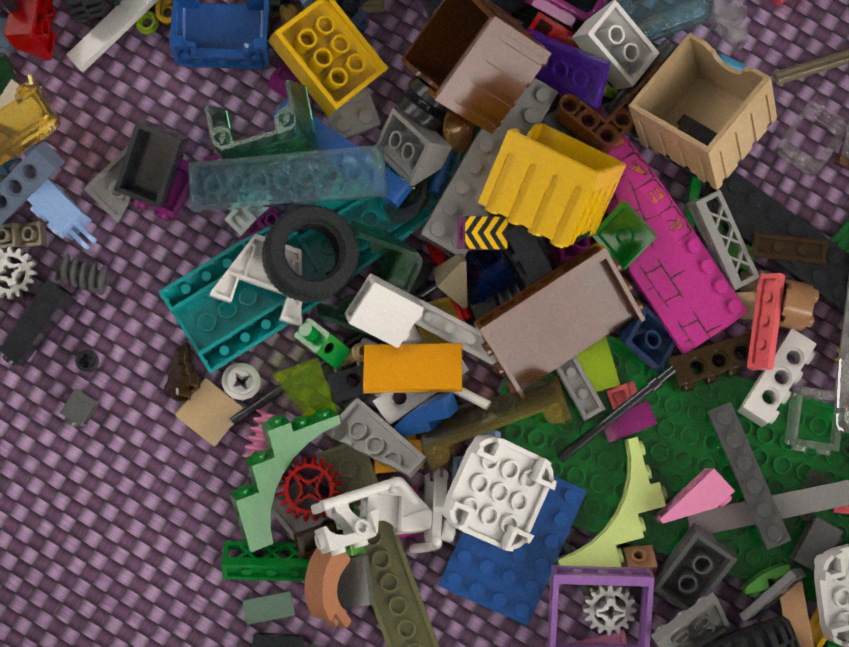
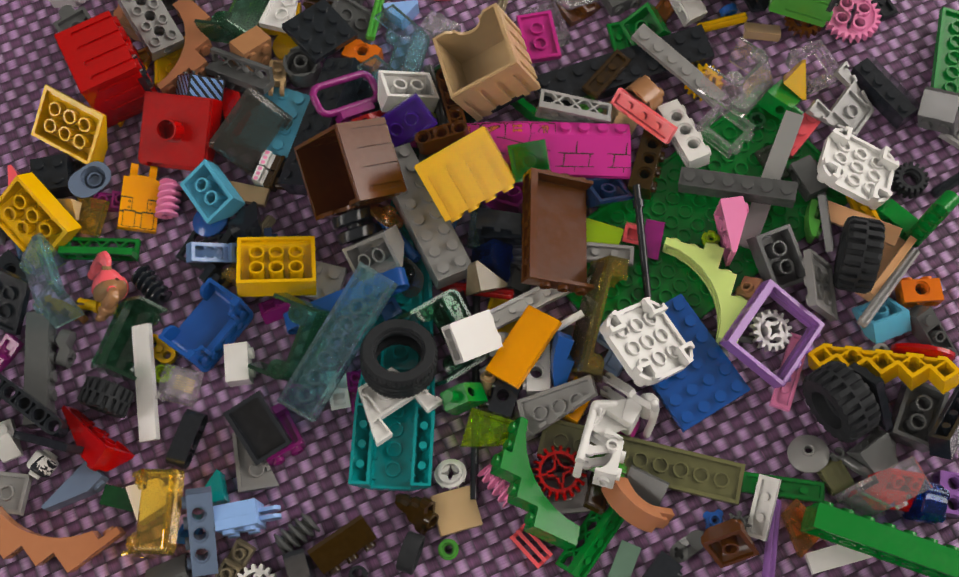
camera: 50 degrees left, 15 degrees down
(74, 165) = (218, 488): none -> teal slope
(100, 98) = (186, 439): none -> black beam
(101, 330) = (343, 546): none -> dark brown slope
(137, 397) = (410, 552): none -> black tyre
(142, 52) = (179, 385): none -> clear piece
(161, 429) = (441, 549): none -> bright green plate
(207, 89) = (236, 360): none -> white brick
(220, 527) = (543, 559): none -> coral tile
(362, 207) = (391, 310): none -> dark blue plate
(482, 233) = (465, 239): piece -> none
(678, 482) = (710, 234): none -> lime plate
(789, 141) = (539, 36): none -> dark pink tile

